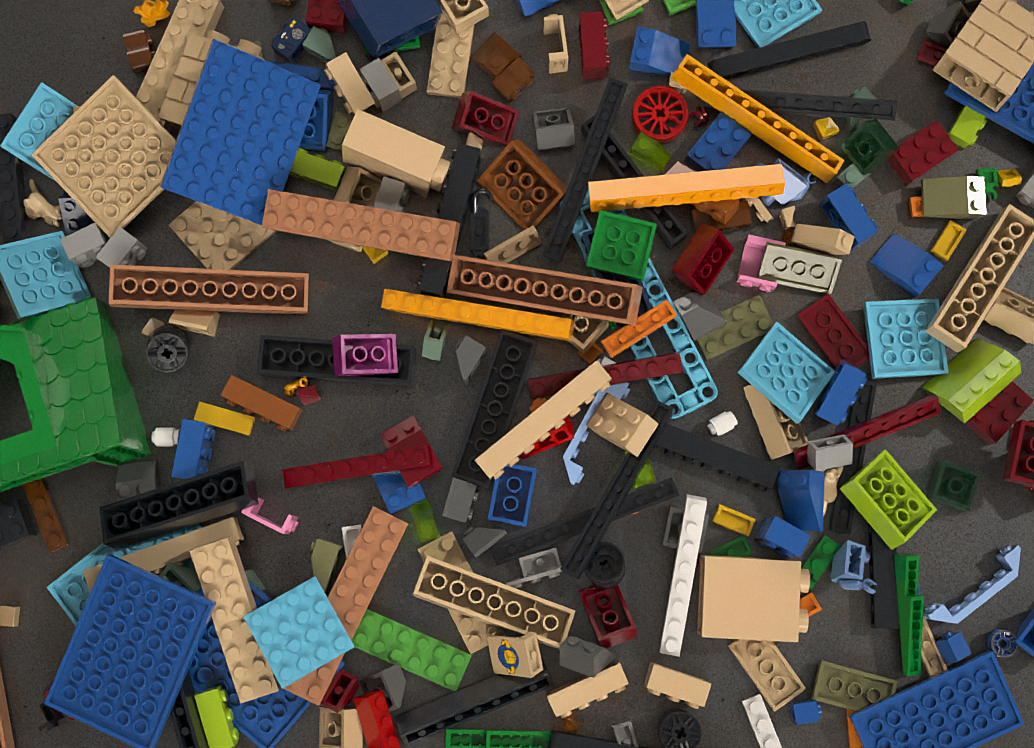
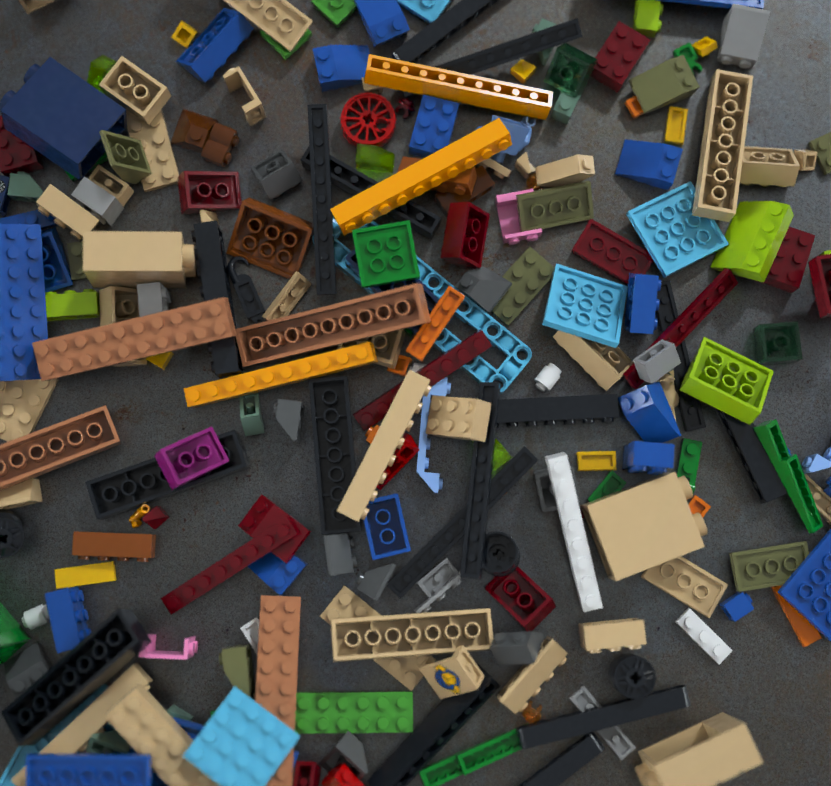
camera: 30 degrees left, 0 degrees up
(424, 55) = (126, 156): none -> olive slope
(425, 522) = (315, 587): clear neon green slope -> none
(593, 45) = (280, 83): dark red brick -> none
(849, 215) = (576, 138): blue brick -> none
(849, 567) = (719, 457): medium blue torso -> none

